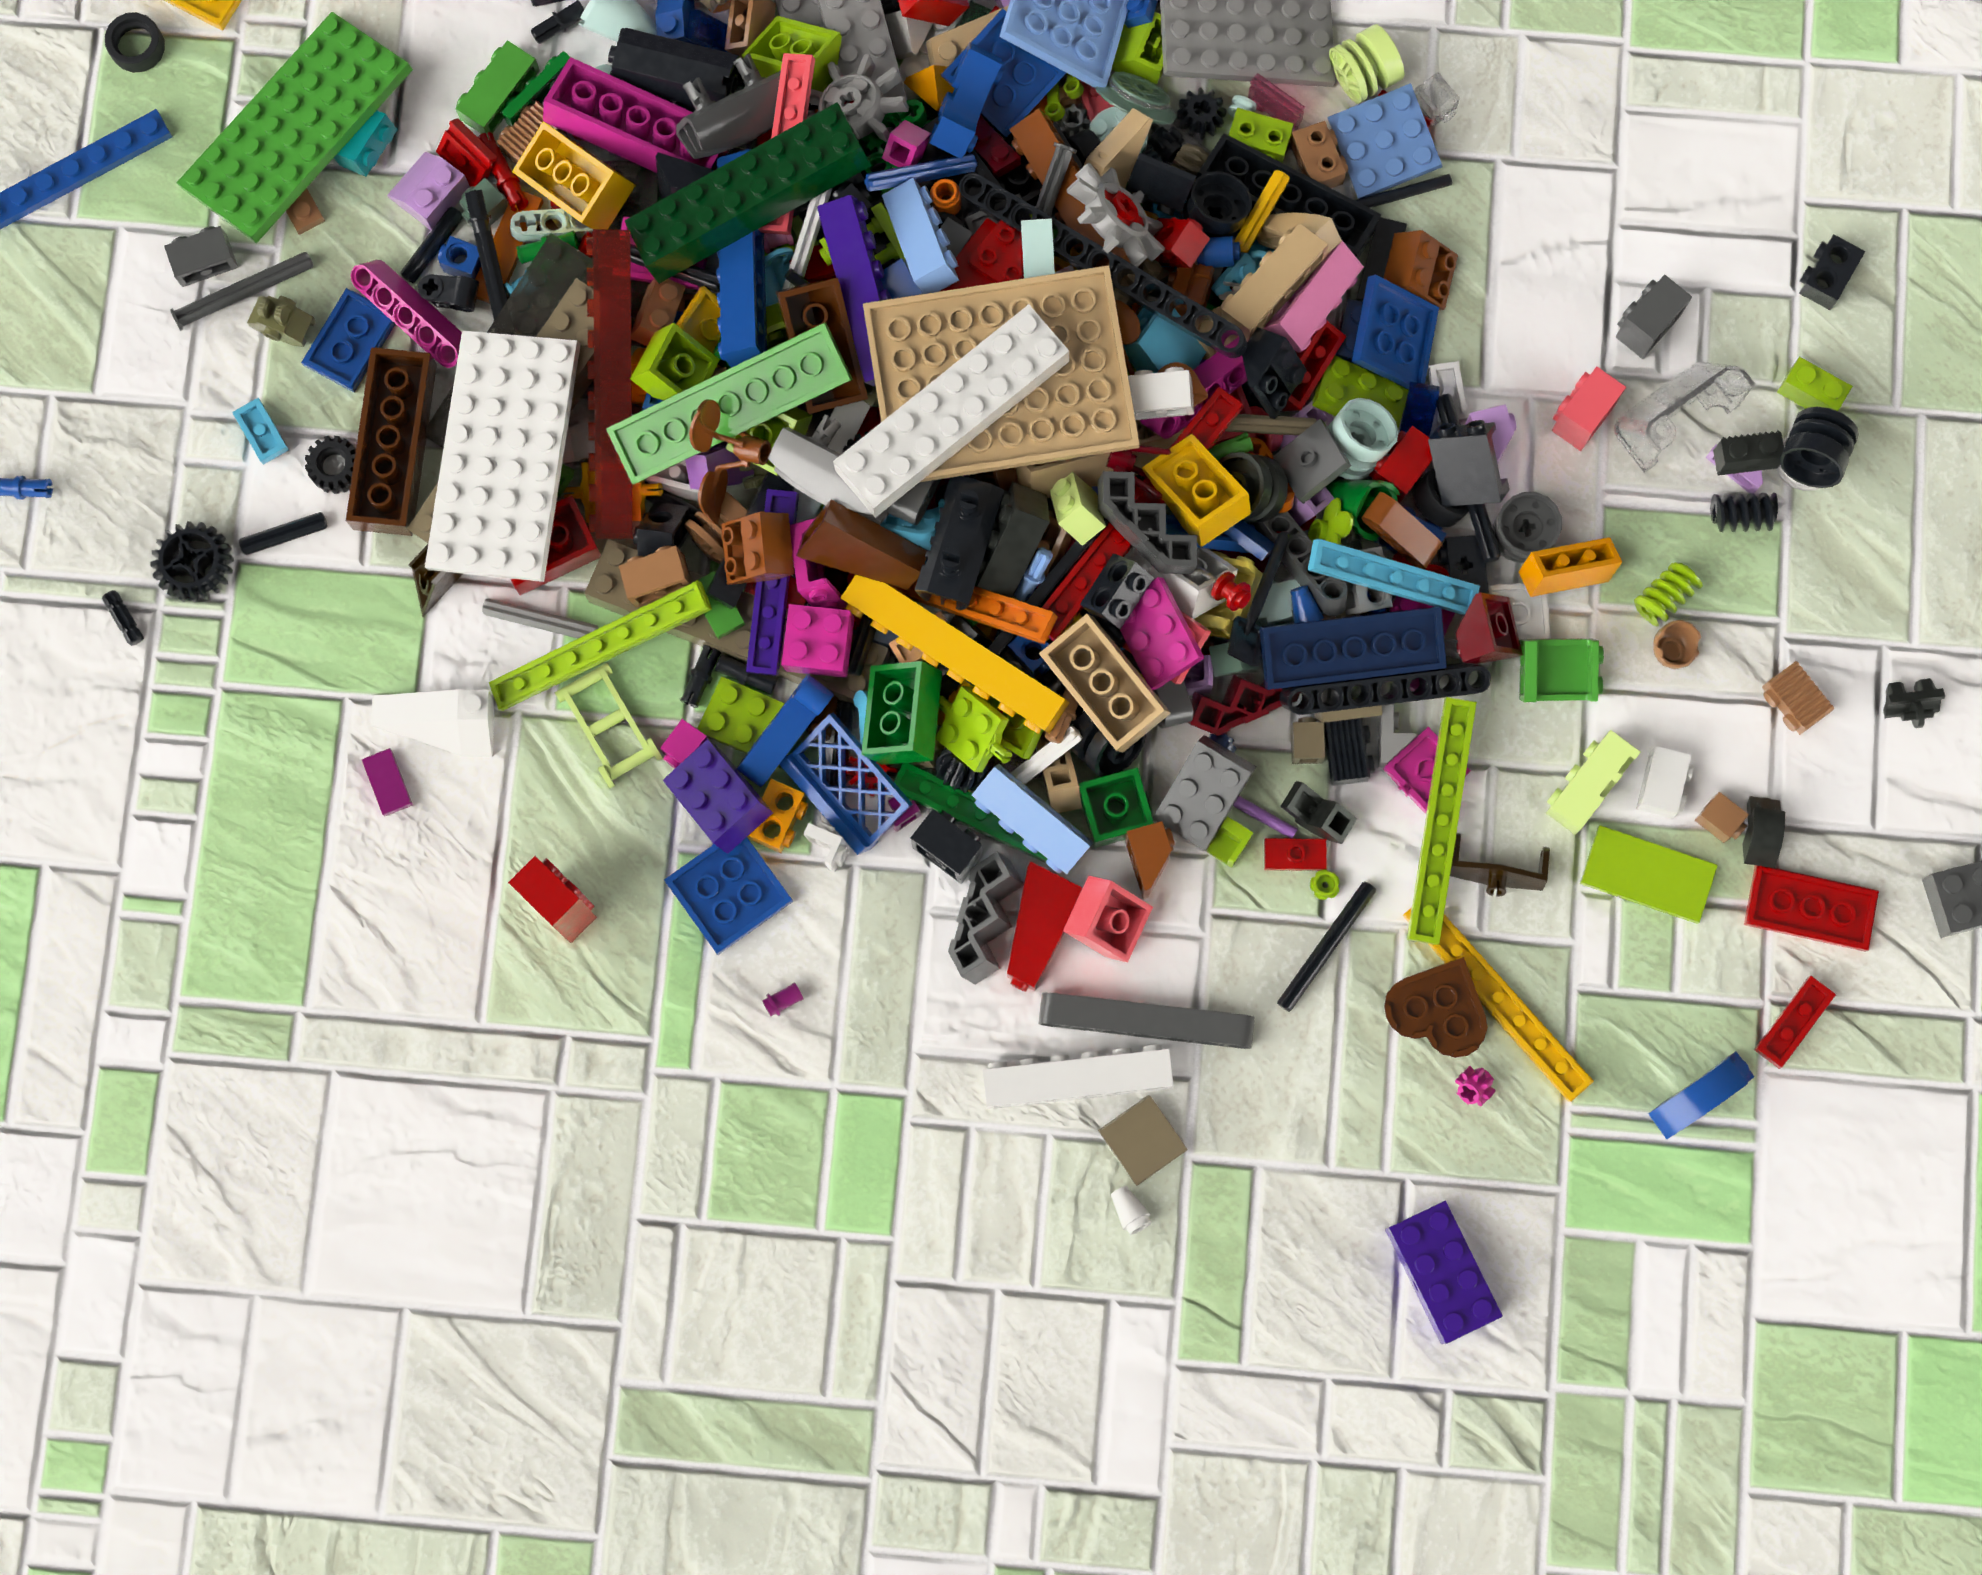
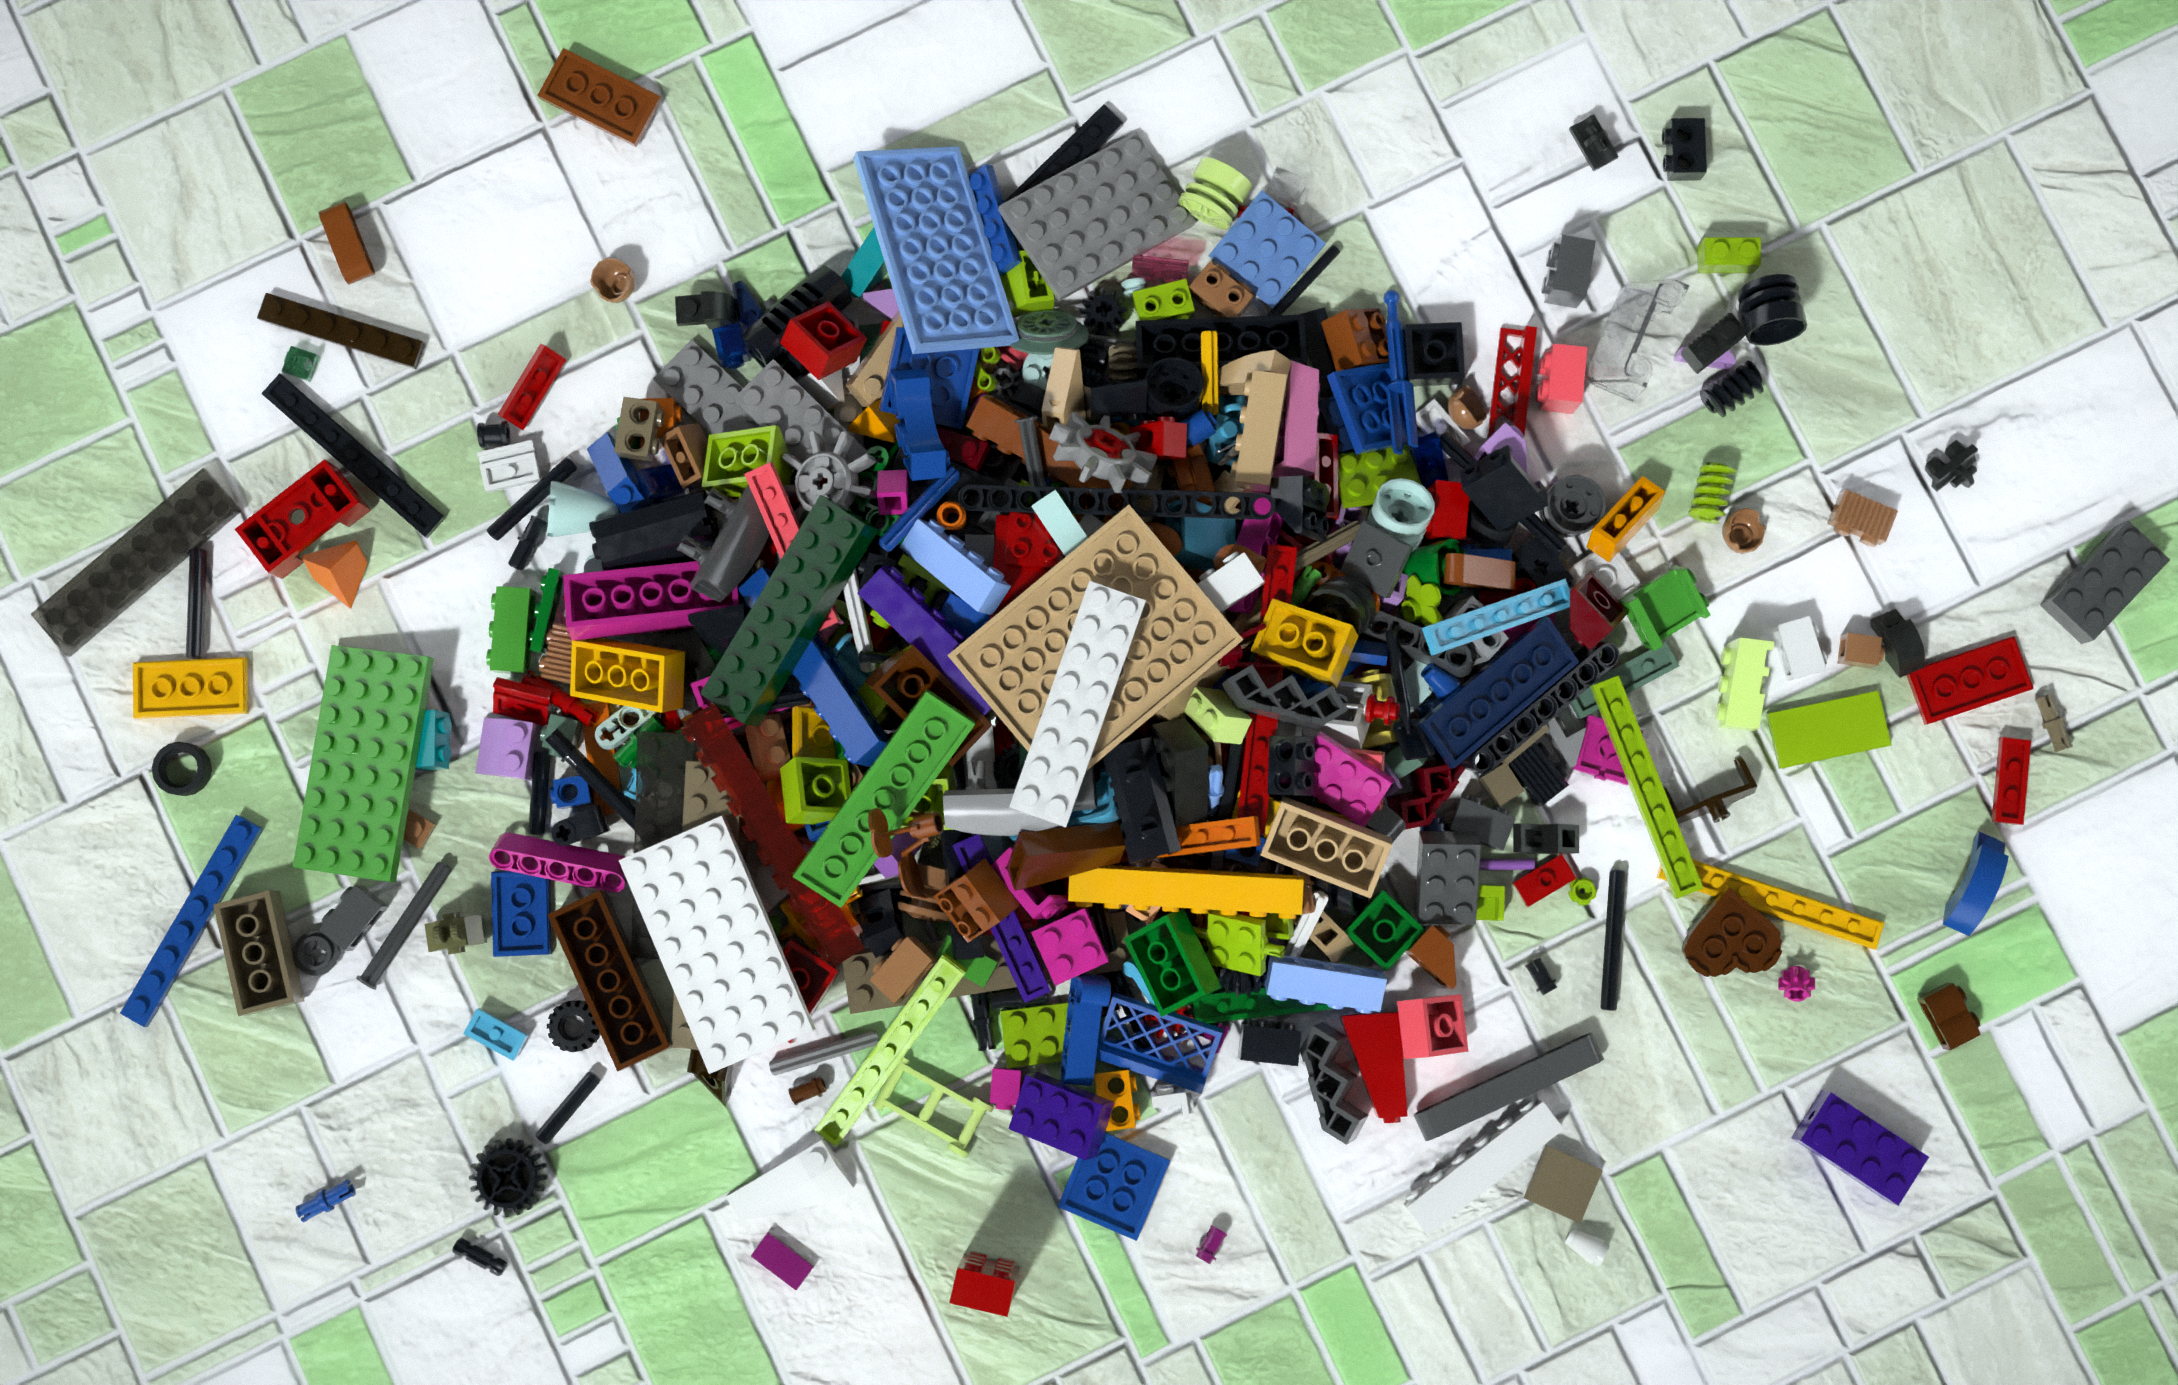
camera: 30 degrees left, 5 degrees up
(99, 236) = (258, 952): none -> dark tan brick
(148, 256) = (308, 963): none -> dark grey gear
(505, 643) = (807, 1090): none -> reddish brown pin
(1238, 939) = (1542, 978): none -> black pin
(1274, 772) = (1491, 825): none -> dark grey brick
(1433, 327) = (1399, 380): none -> blue piece
(1481, 319) = (1434, 353): none -> black brick
(1482, 386) = (1466, 408): none -> medium nougat hair
(1490, 715) = (1632, 675): none -> sand green plate
(1551, 391) = (1523, 378): none -> red fence
(1604, 1203) = (1949, 1015): none -> reddish brown brick
(1747, 217) = (1593, 142): none -> pearl dark grey hips
(1869, 993) = (2053, 722): none -> dark tan pin

